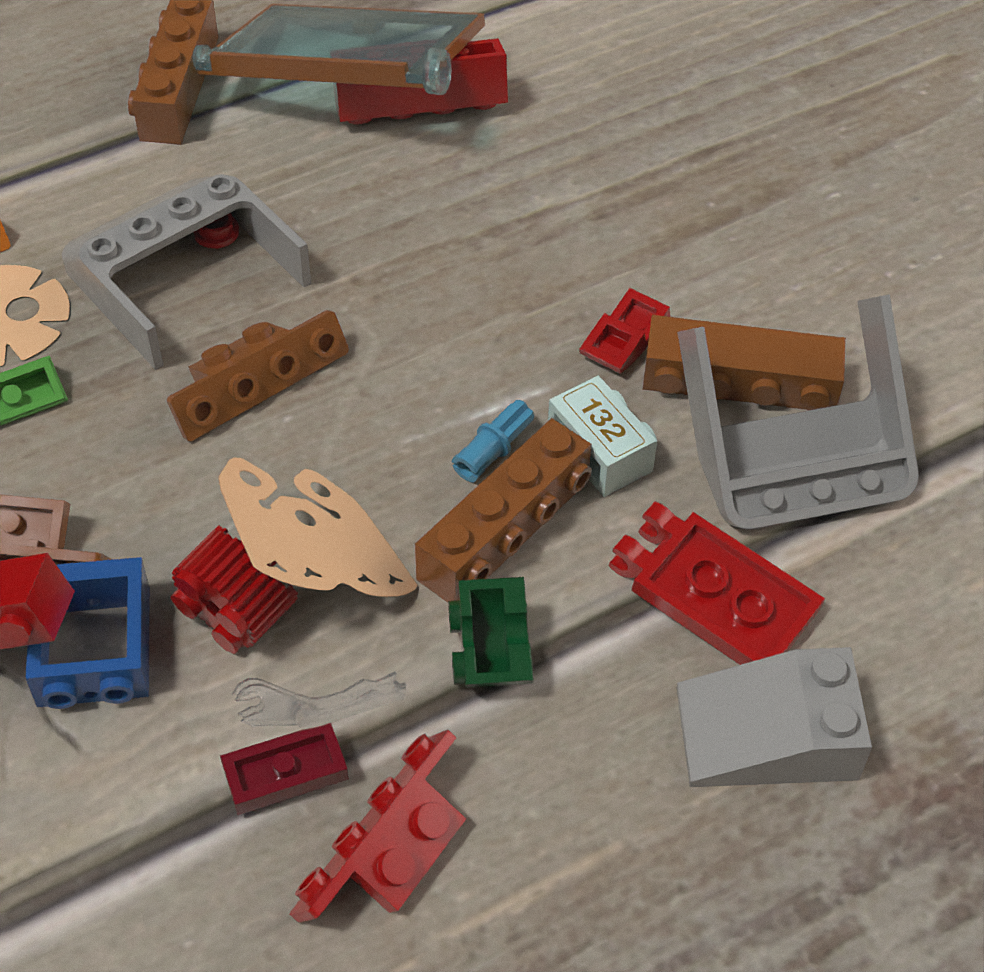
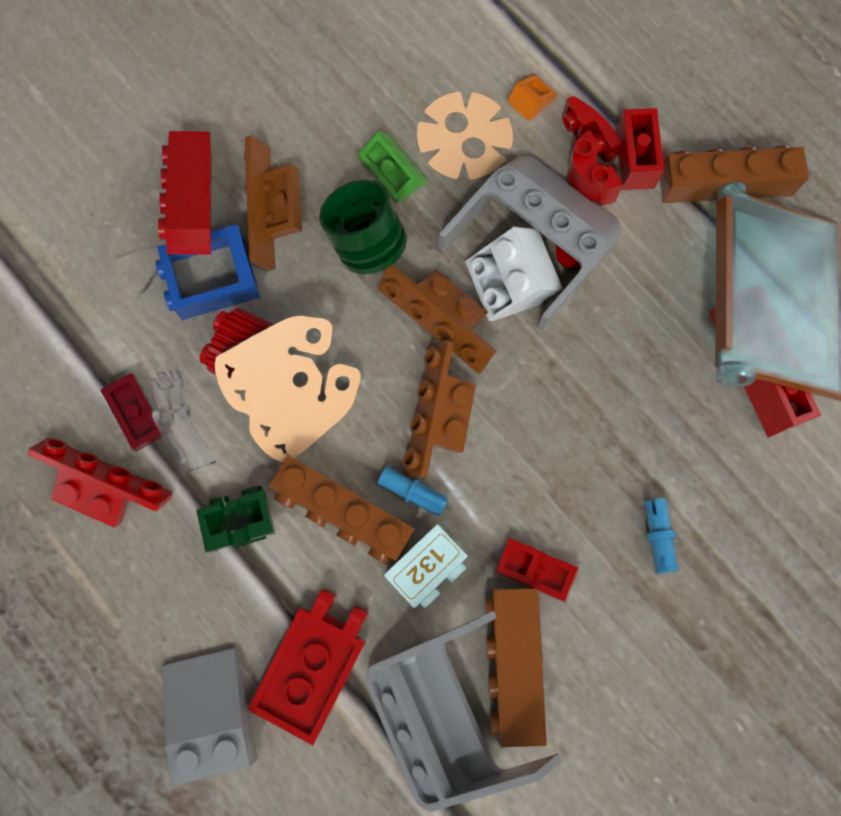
camera: 80 degrees right, 25 degrees up
(44, 180) = (581, 117): none -> red slope
(103, 409) = (363, 227): none -> dark green wheel
(108, 133) = (641, 151): none -> red brick
(114, 187) = (590, 177): none -> red cylinder
(225, 286) = (513, 273): none -> white slope
(389, 394) = (441, 412): none -> dark orange bracket
(605, 210) = (661, 536): none -> dark azure pin

